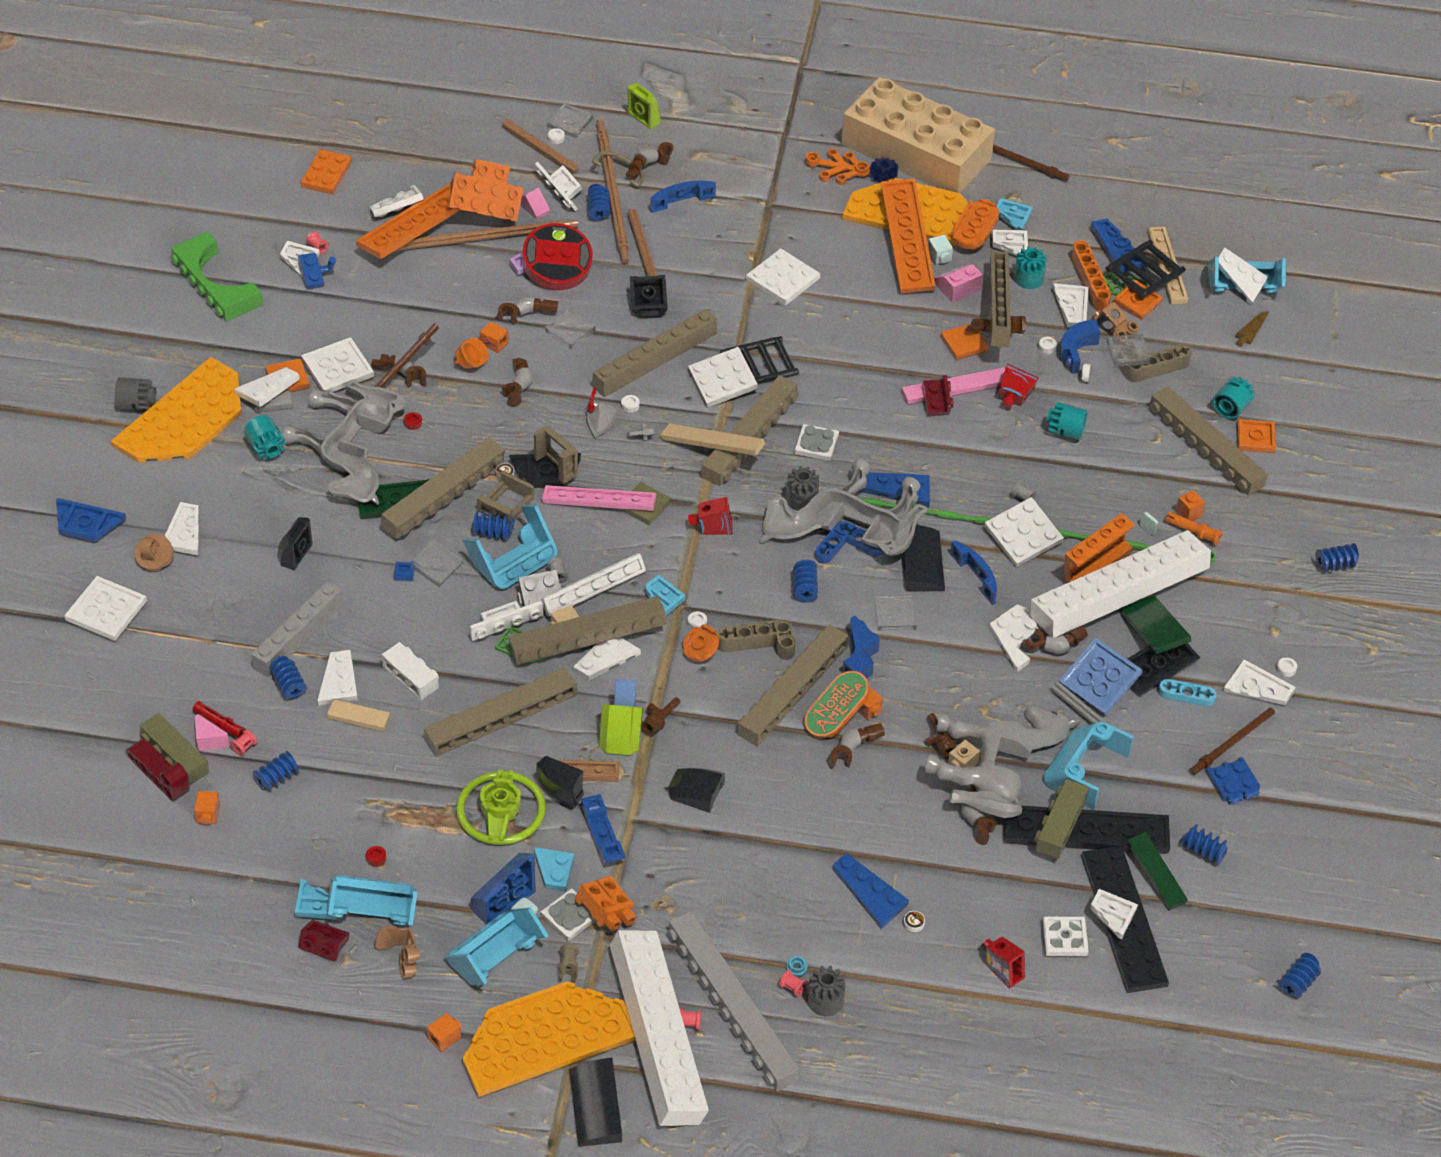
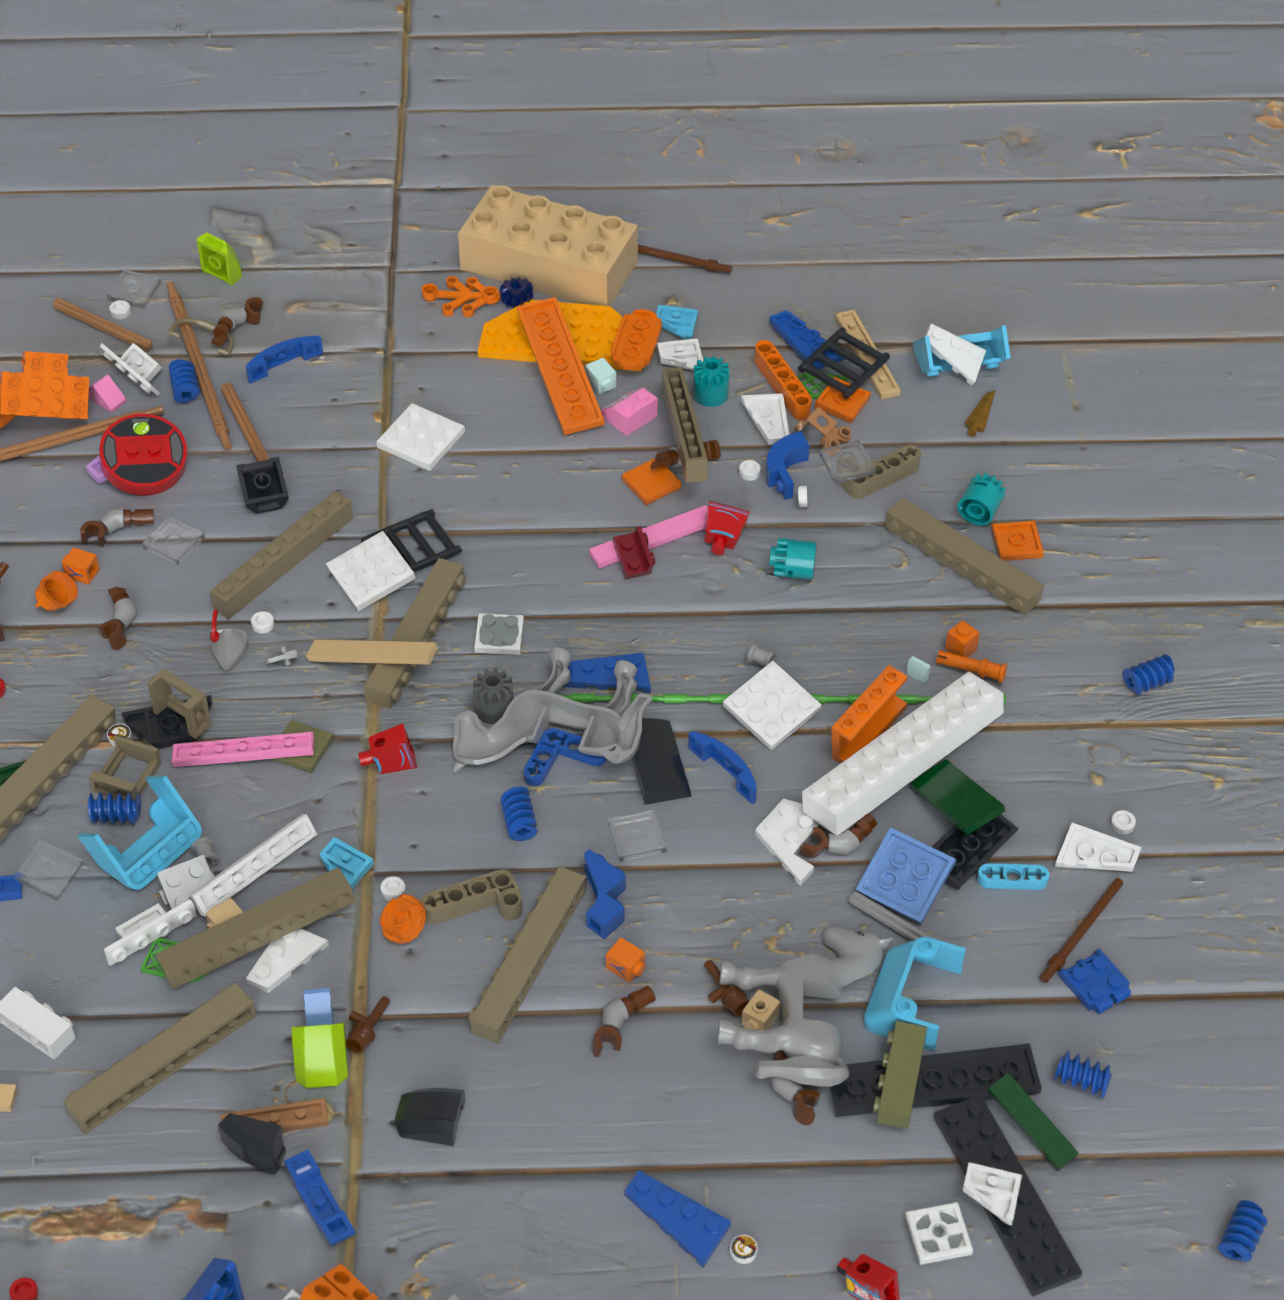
camera: 10 degrees left, 0 degrees up
(500, 804) = (181, 1198): lime piece -> none
(554, 867) = (264, 1263): medium azure wing -> none
(837, 704) = (589, 971): tile -> none

